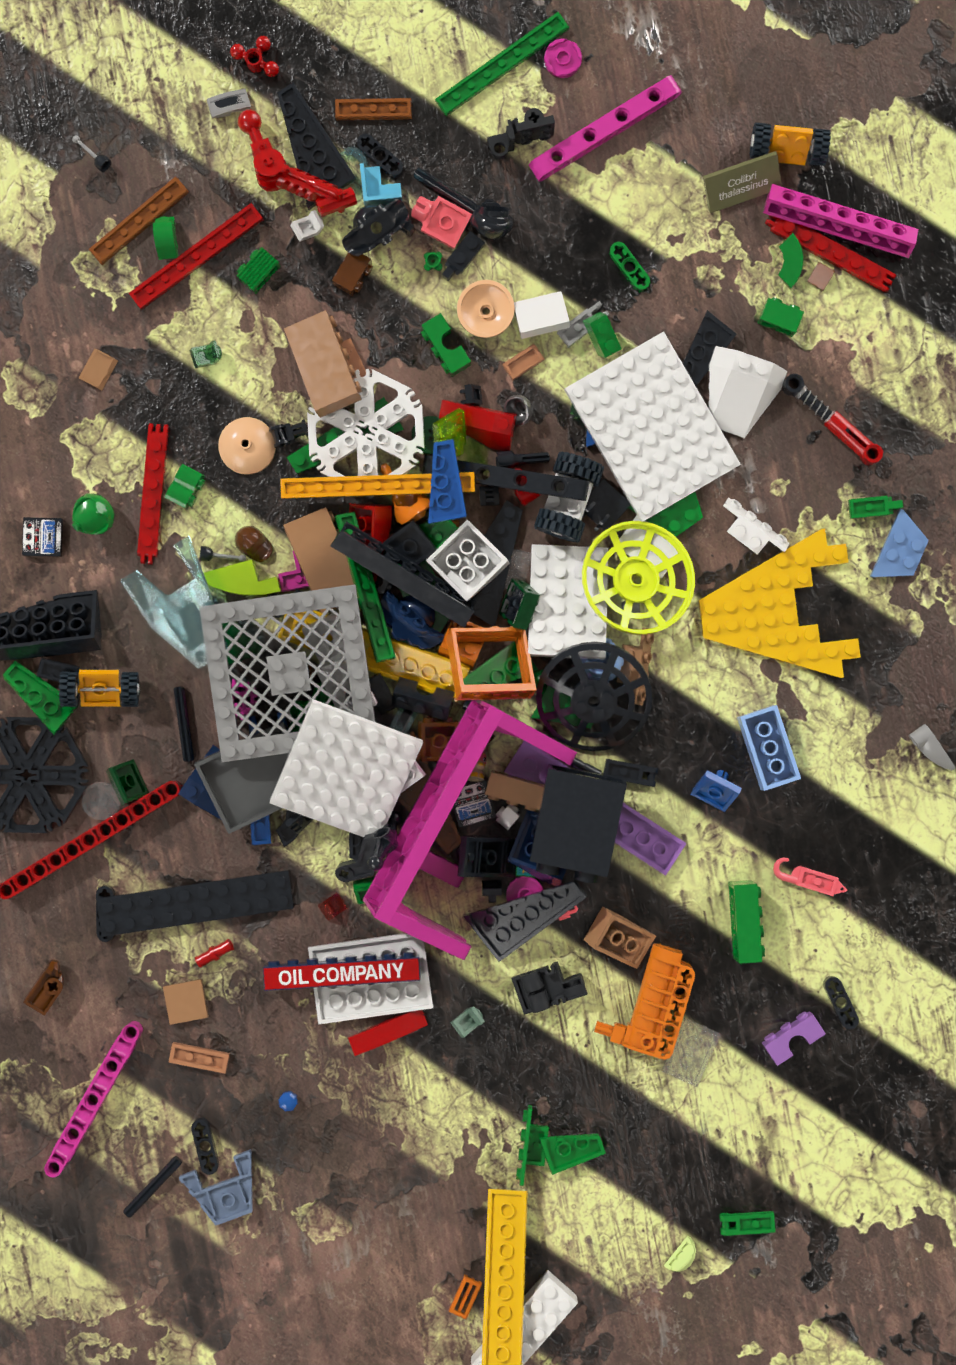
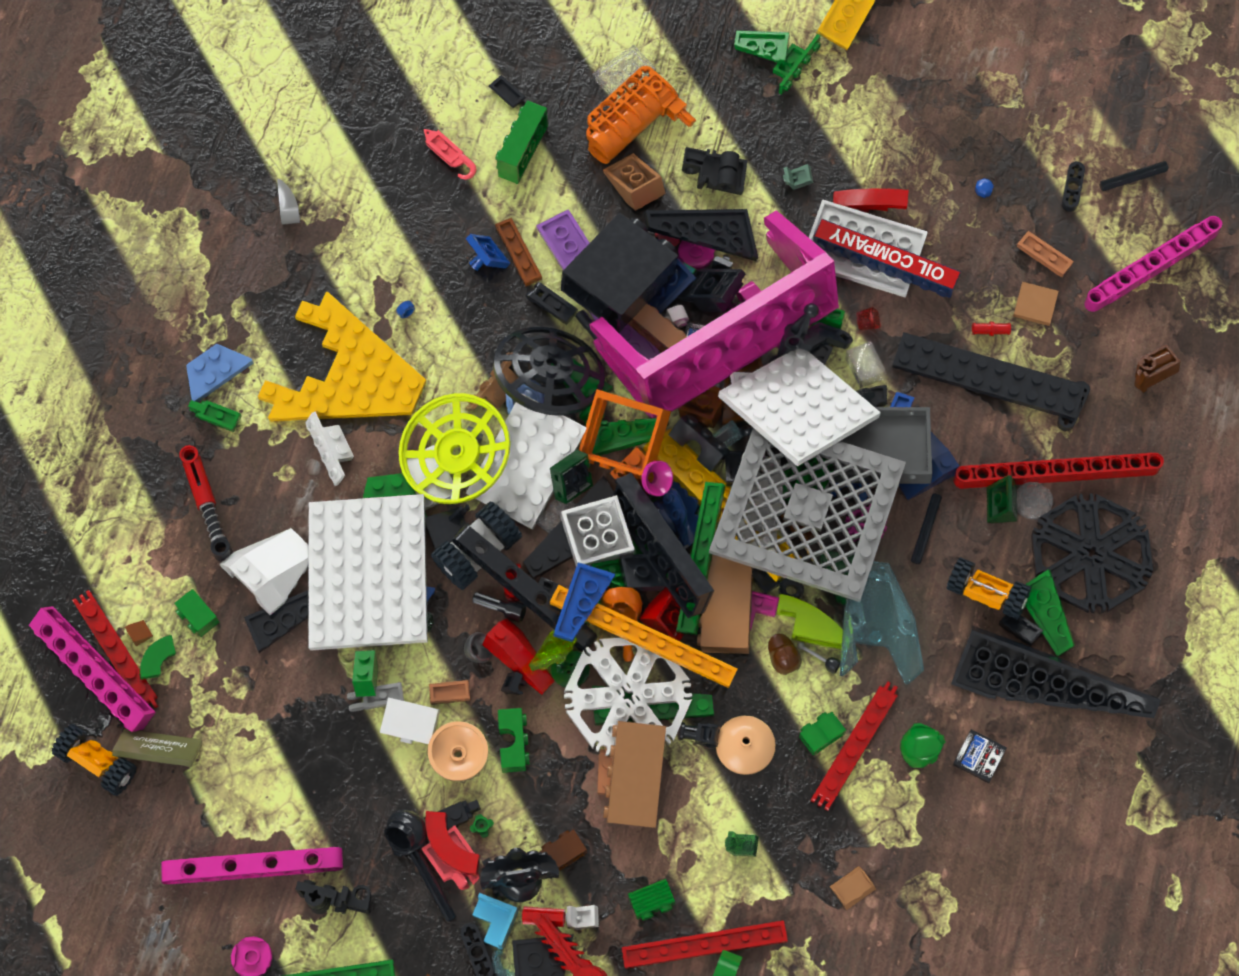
camera: 145 degrees left, 20 degrees down
(227, 1198) = (1073, 138): sand blue wing -> none
(311, 856) = (865, 364): none -> clear piece
(432, 630) = (662, 478): none -> dark pink piece
(450, 219) = (445, 847): none -> red tile
(617, 258) = (311, 741): green beam -> none
(689, 810) = (518, 252): none -> dark orange tile
(761, 696) = (405, 309): none -> blue tile
(768, 747) = (423, 264): light blue brick -> none
(778, 1044) = (521, 48): medium lavender arch -> none
(791, 973) = (507, 91): none -> black tile
(842, 1017) = (482, 59): black beam -> none

